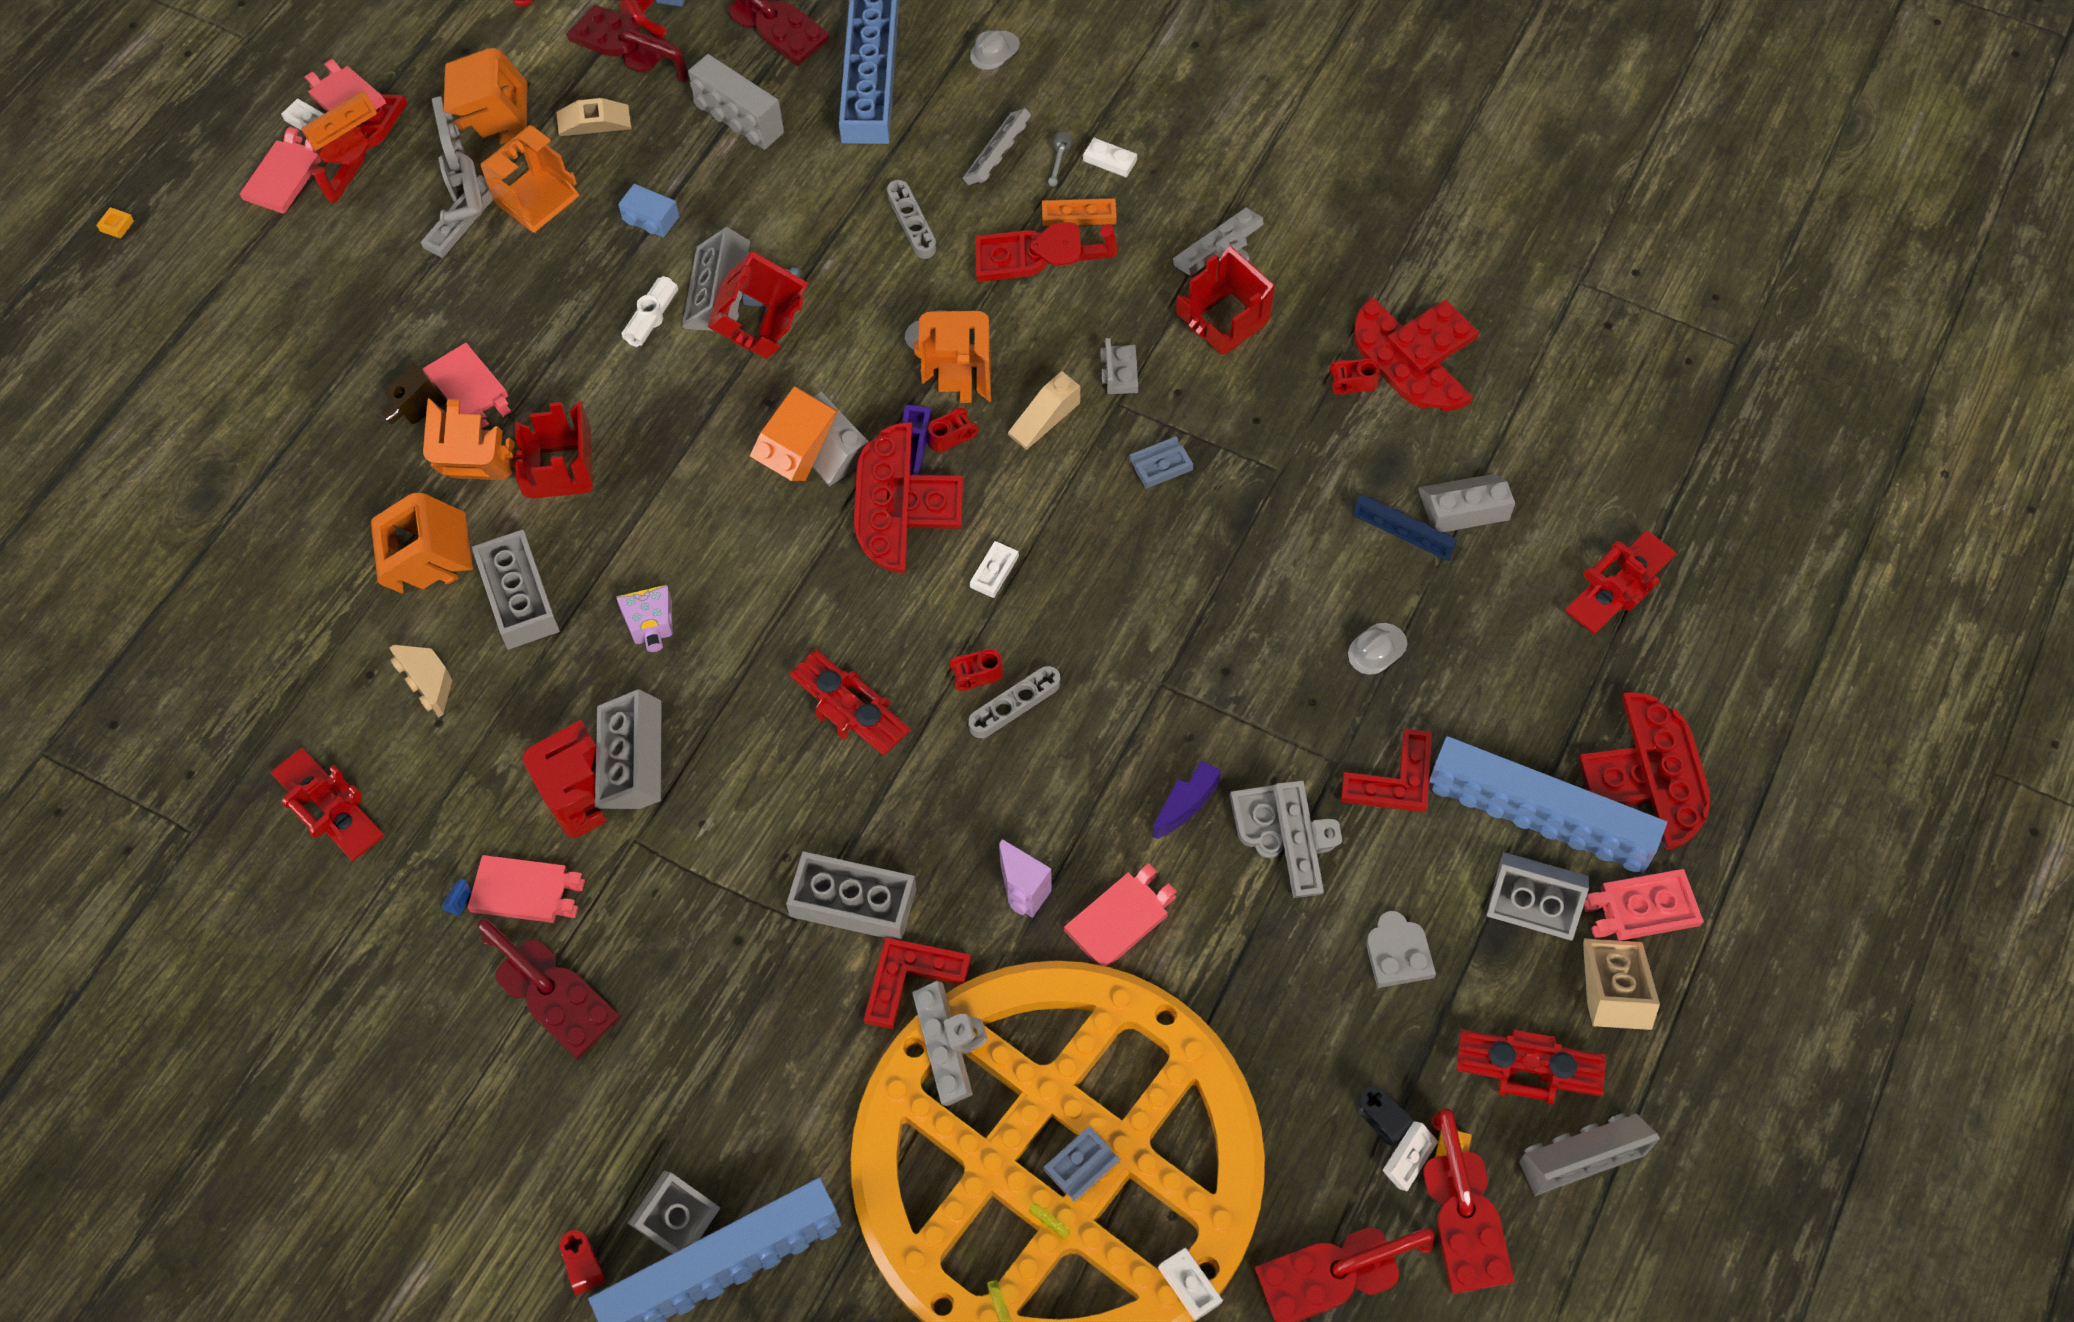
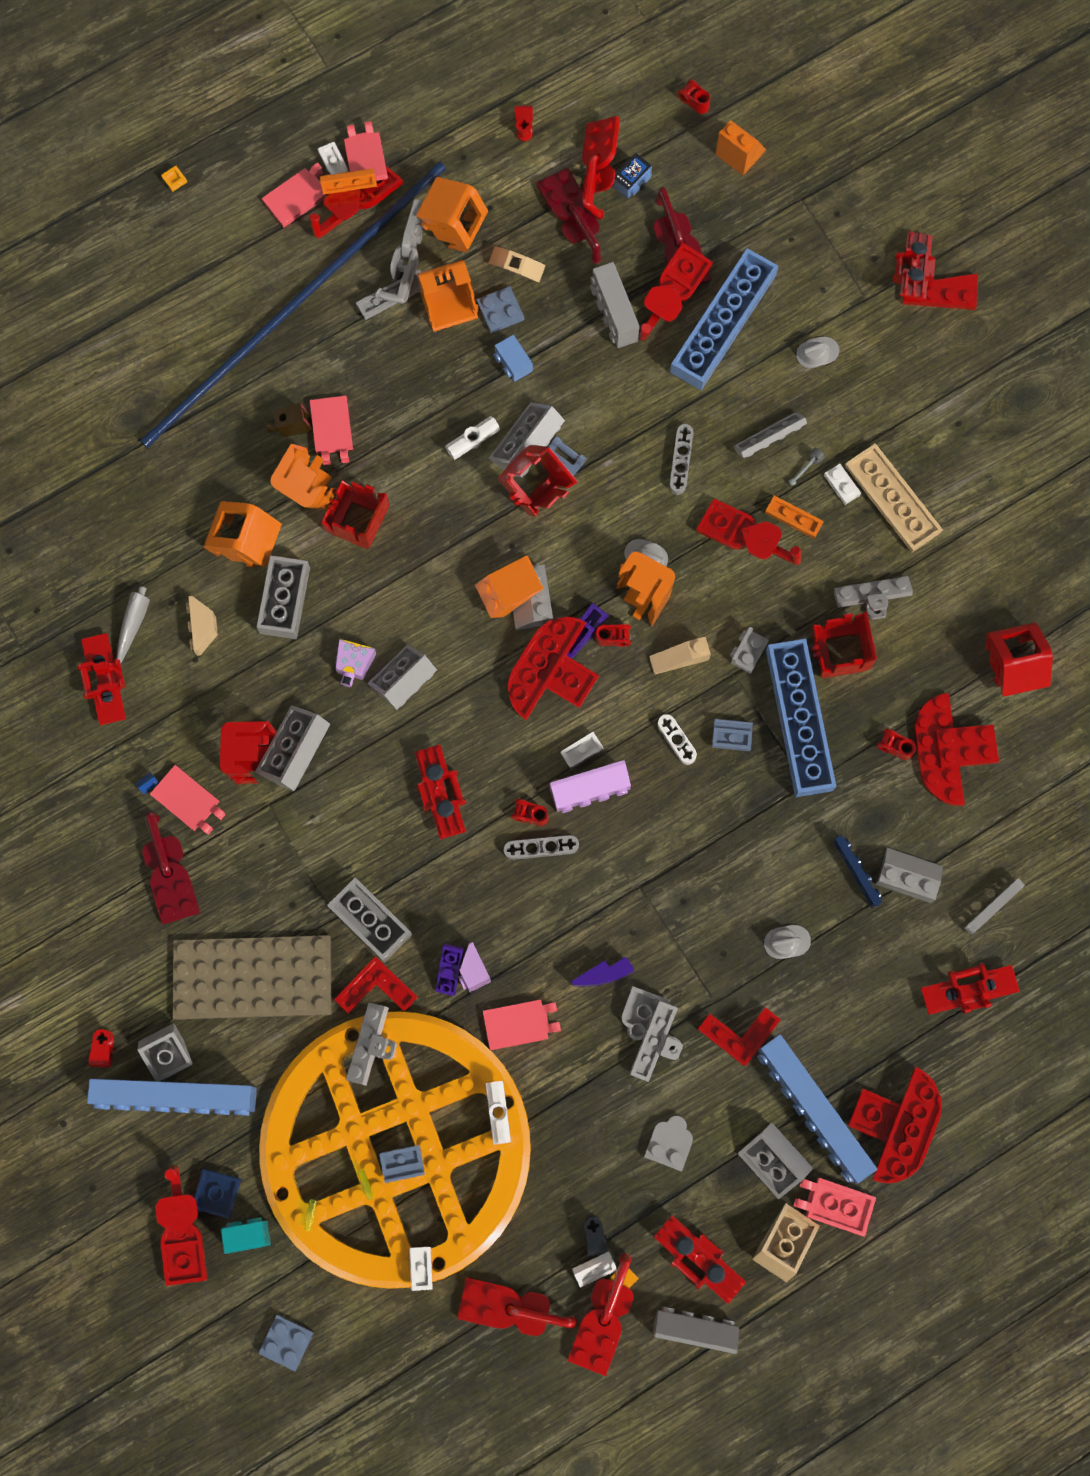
camera: 30 degrees right, 15 degrees up
(241, 497) = (155, 433): none -> dark blue piece
(328, 716) = (132, 620): none -> light grey piece
(603, 173) = (500, 309): none -> sand blue plate
(721, 602) = (402, 676): none -> light grey slope
(736, 1058) = (252, 977): none -> dark tan plate
(793, 53) = (675, 285): none -> red plate
(991, 895) = (449, 969): none -> dark purple slope
(1030, 598) = (590, 786): none -> lavender slope
(1095, 491) = (689, 748): none -> white beam
(1176, 141) = (893, 497): none -> tan plate
(1178, 1040) = (499, 1126): none -> white piece
(1229, 402) = (800, 718): none -> medium blue brick
(1430, 231) = (1020, 673): none -> red piece
(1582, 482) = (994, 906): none -> light grey beam

